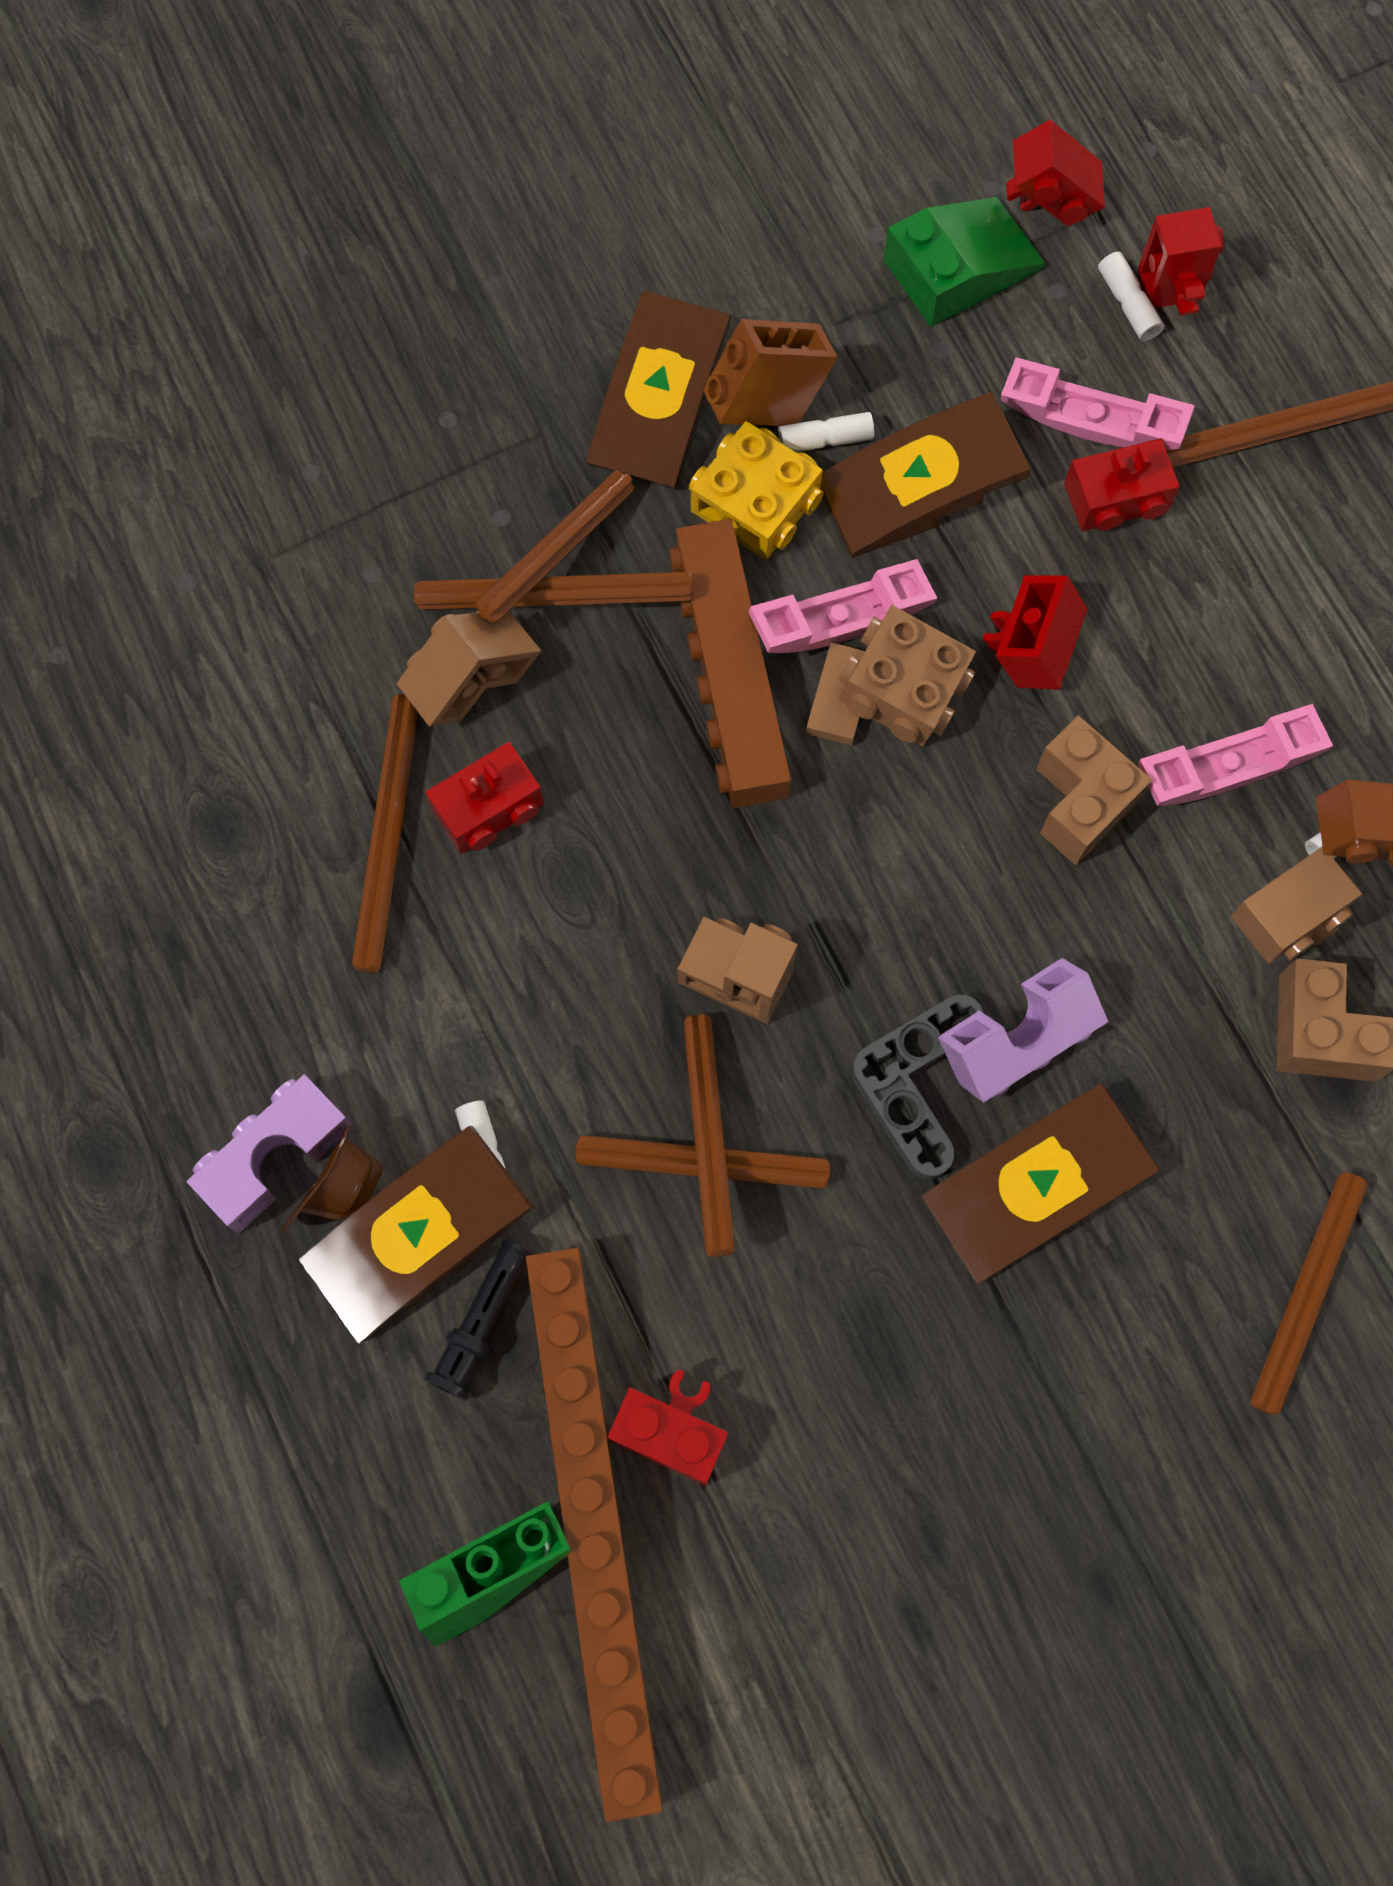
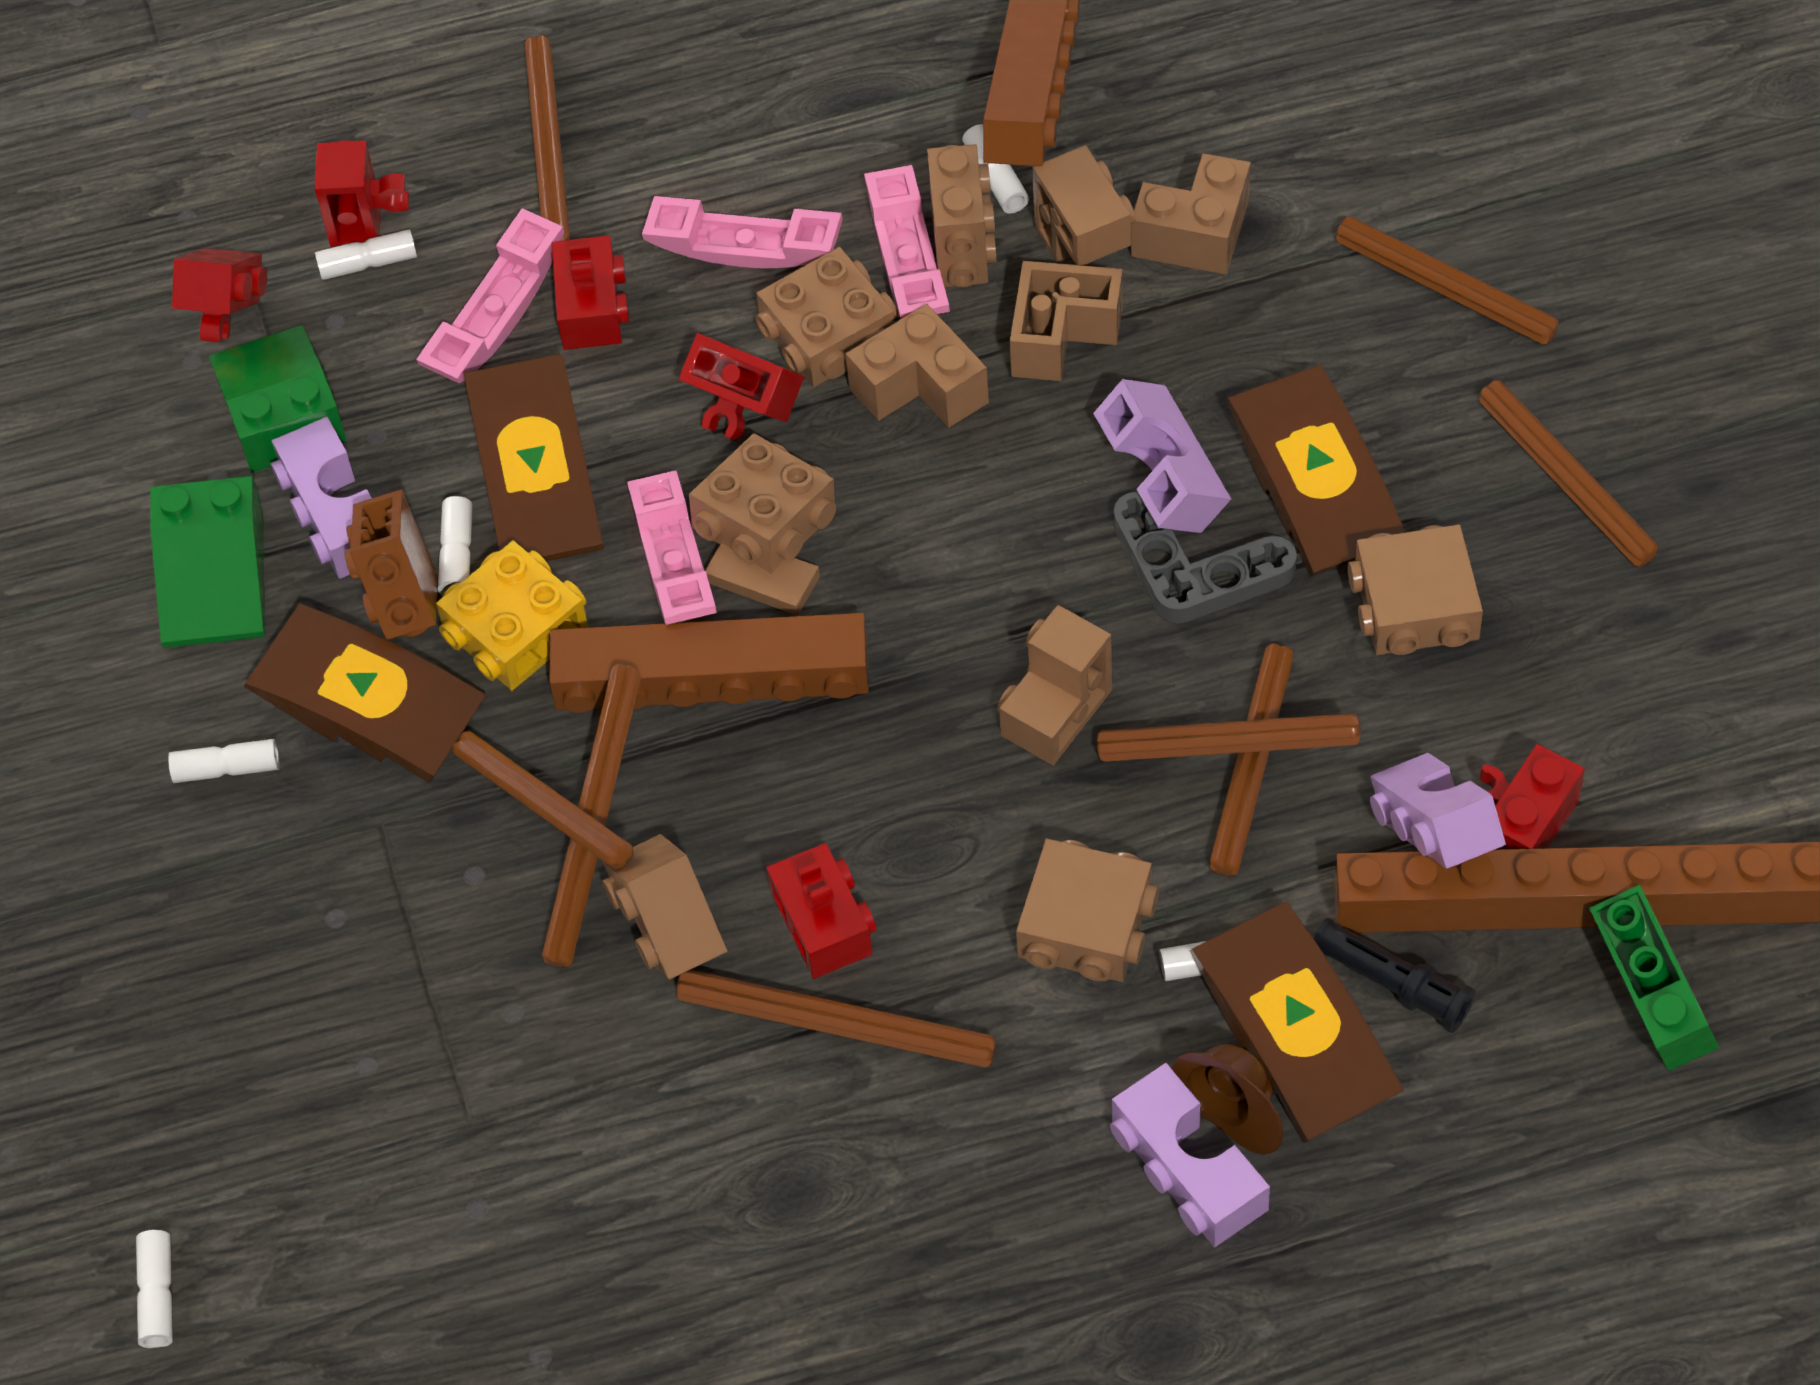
camera: 75 degrees left, 15 degrees down
(97, 355) = (154, 1297): none -> white piece
(505, 1027) = (1086, 911): none -> medium nougat brick
(582, 303) = (216, 761): none -> white piece
(603, 1350) = (1433, 814): none -> lavender arch
(775, 241) = (208, 561): none -> green slope
(883, 298) = (314, 467): none -> lavender arch
(907, 1295) = (1416, 590): none -> medium nougat brick
(1088, 1441) = (1568, 473): none -> dark orange axle
(1136, 696) = (823, 314): none -> medium nougat brick
(1178, 899) = (1061, 306): none -> medium nougat brick
(1216, 605) = (740, 240): none -> bright pink slope
(1269, 794) = (961, 215): none -> medium nougat brick

